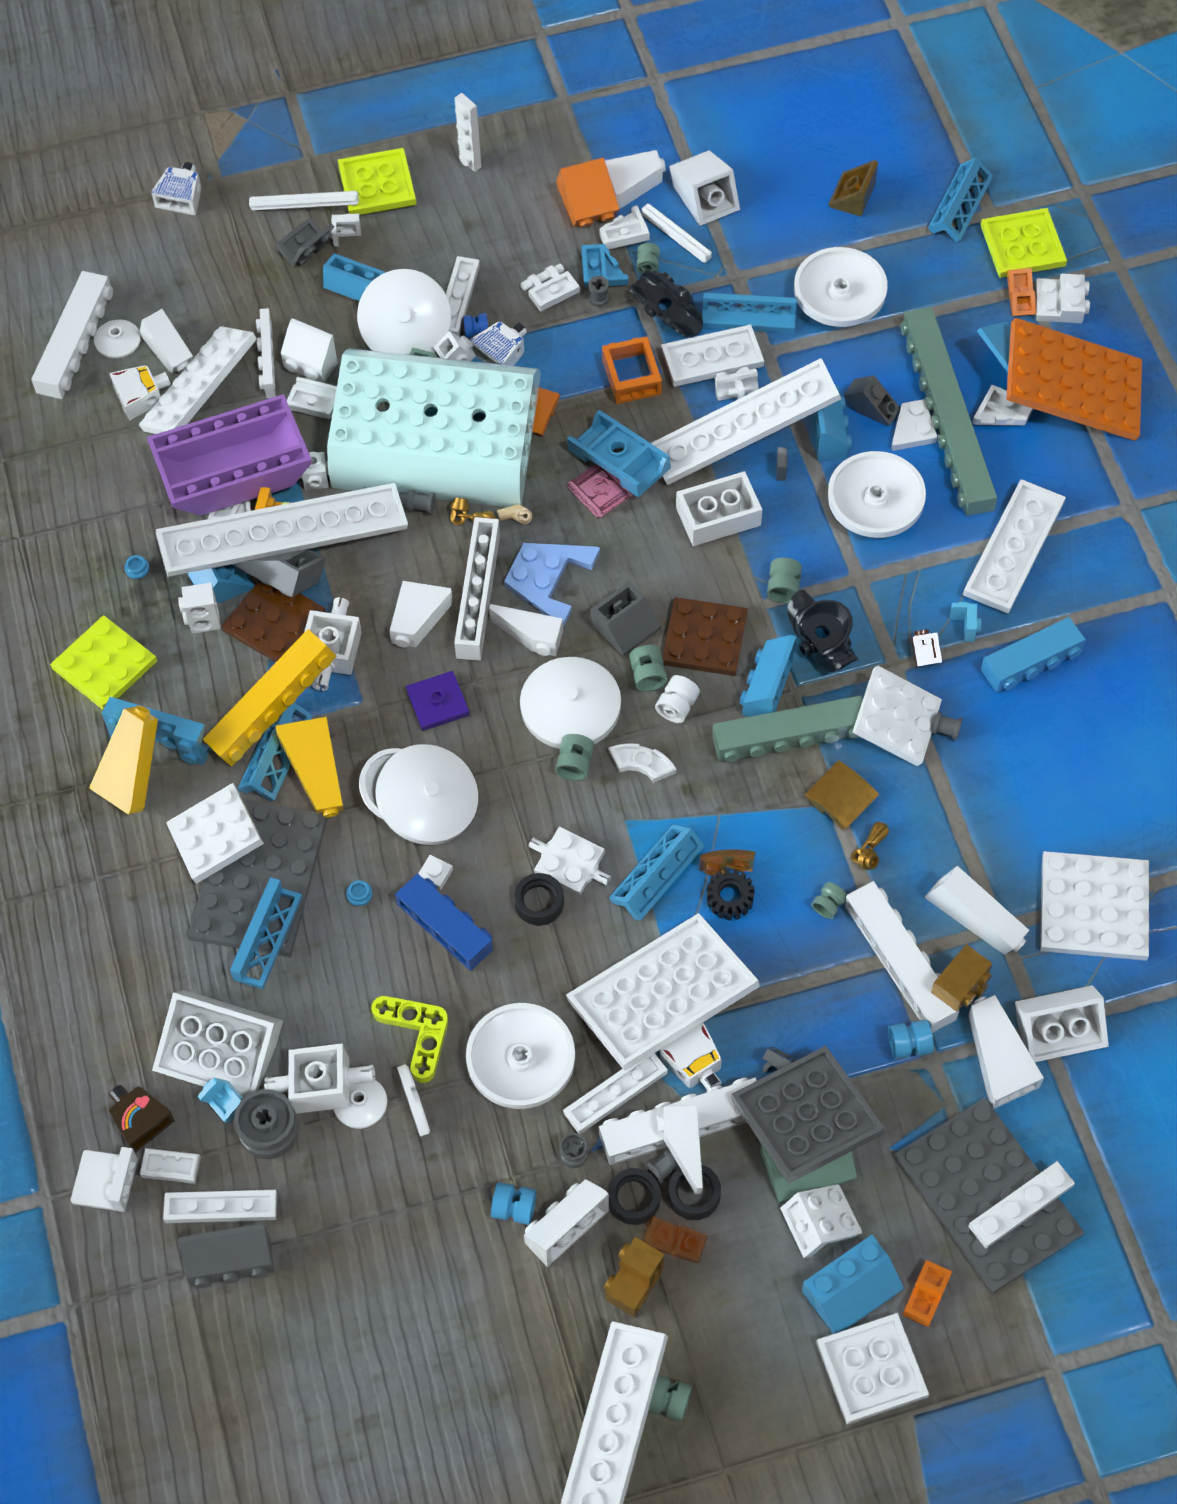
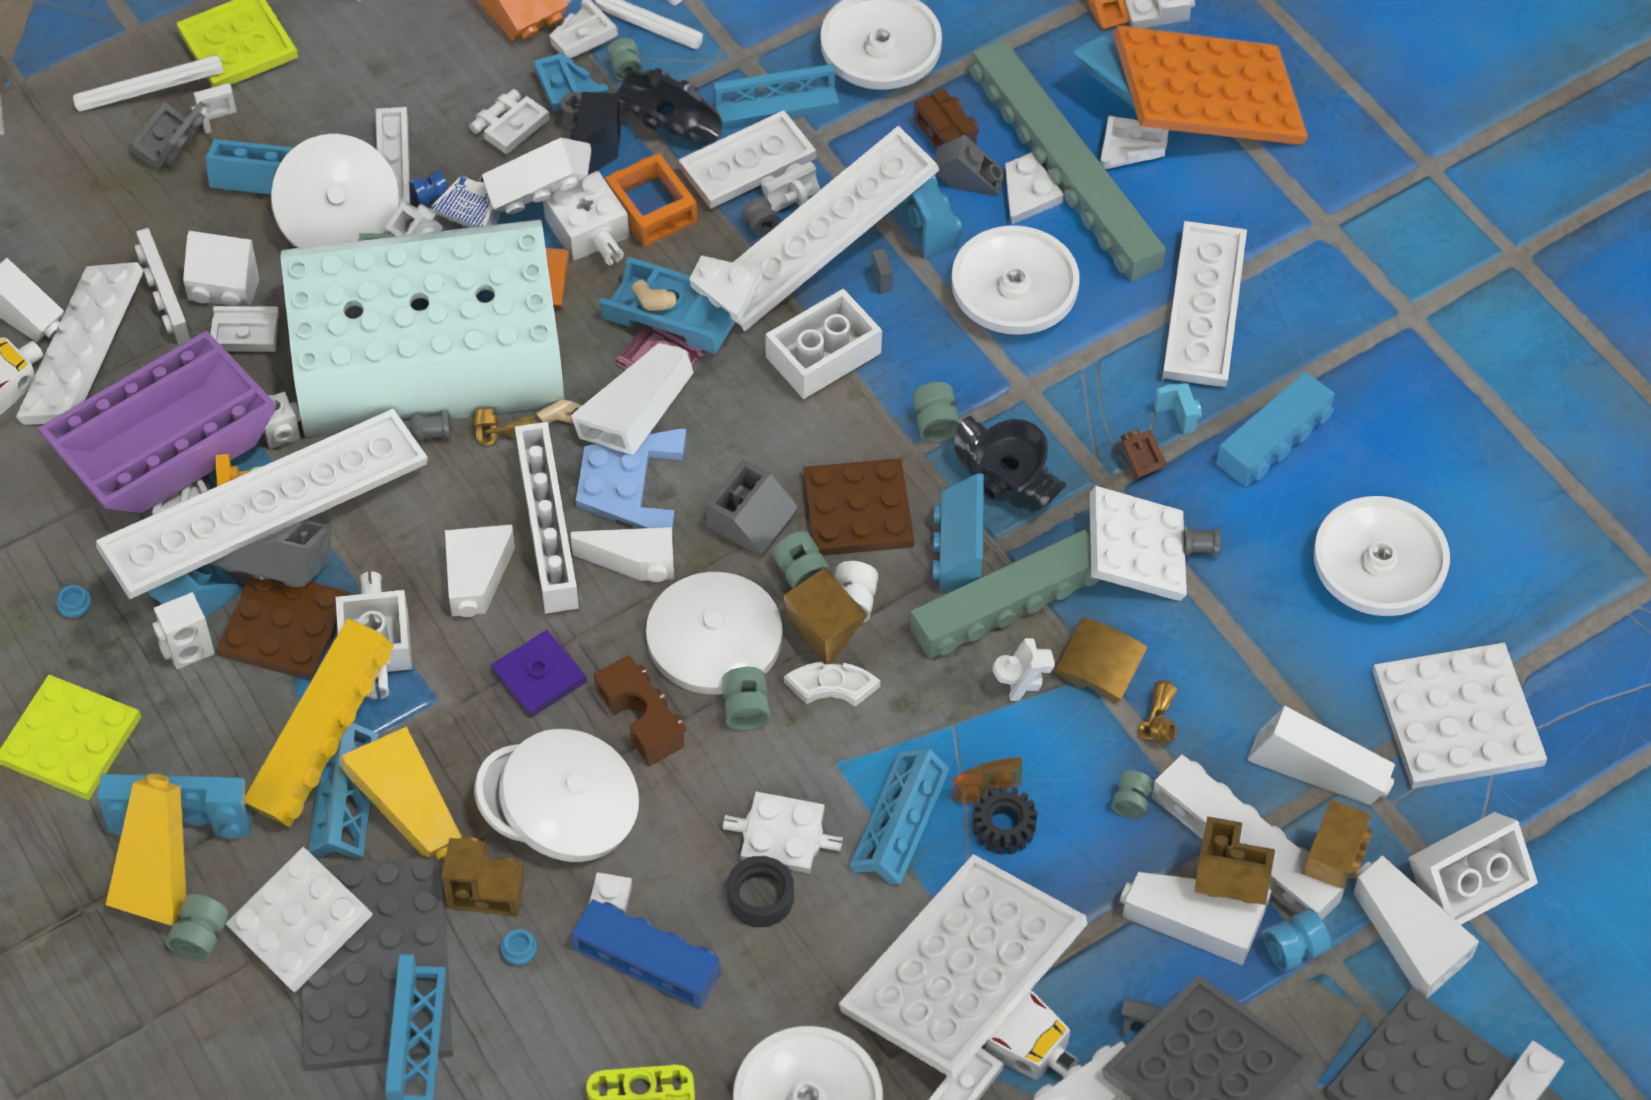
camera: 20 degrees left, 5 degrees down
(147, 818) = (200, 922): none -> sand green wheel
(344, 840) = (481, 883): none -> pearl gold brick
(493, 727) = (626, 687): none -> reddish brown arch
(551, 333) = (537, 174): none -> white slope
(568, 518) = (635, 400): none -> white slope
(580, 371) = (588, 219): none -> white brick
(604, 446) = (653, 299): none -> tan arm
(607, 310) = (599, 126): none -> black slope
(650, 709) = (823, 614): none -> pearl gold slope
(659, 448) = (726, 284): none -> white wing
(706, 400) = (760, 216): none -> dark grey wheel
(780, 788) = (1024, 668): none -> white hips
(847, 1000) = (1206, 922): none -> white slope
(867, 358) = (943, 118): none -> reddish brown brick
(875, 974) = (1231, 867): none -> pearl gold brick
(1077, 771) = (1381, 556): none -> white dish

